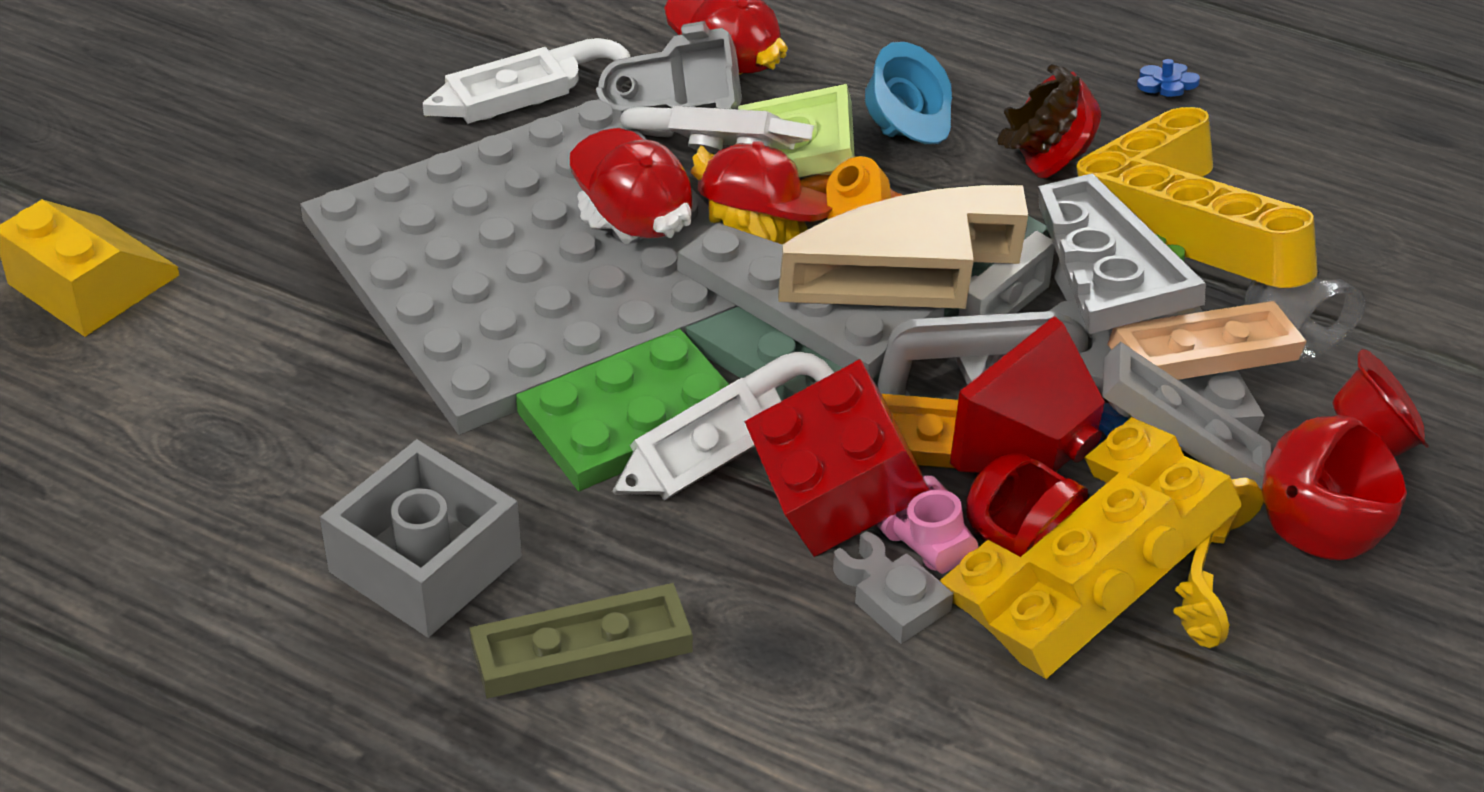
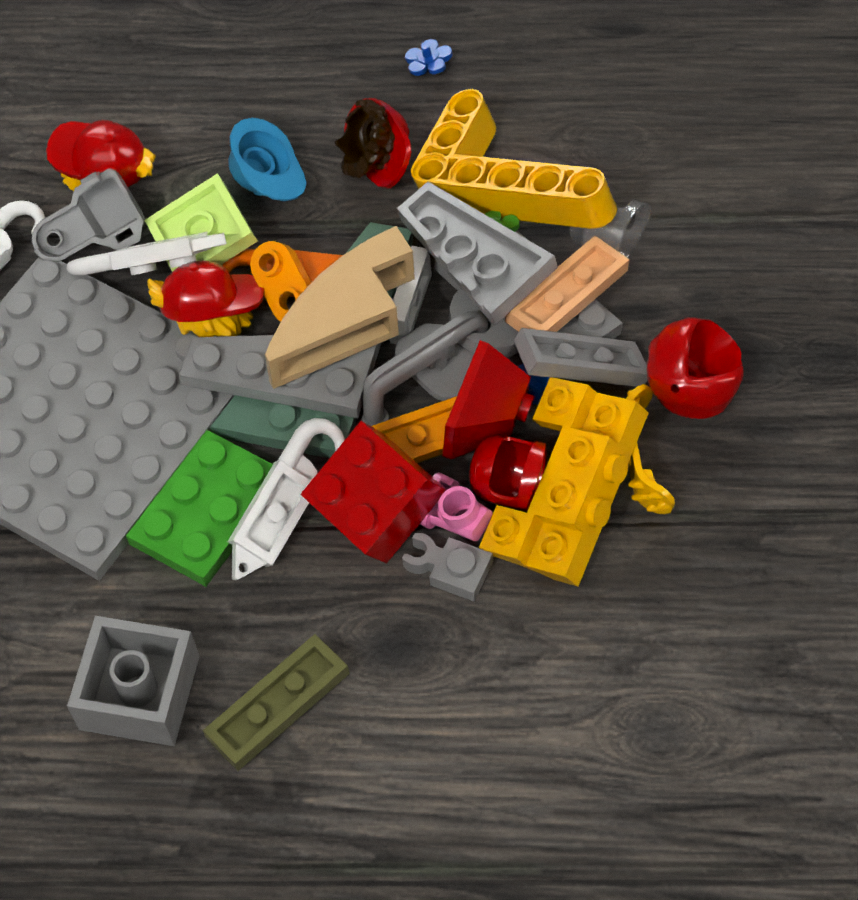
camera: 20 degrees left, 15 degrees up
(630, 185) = (118, 336): red hair -> none
(1381, 405) = (693, 286): red piece -> none

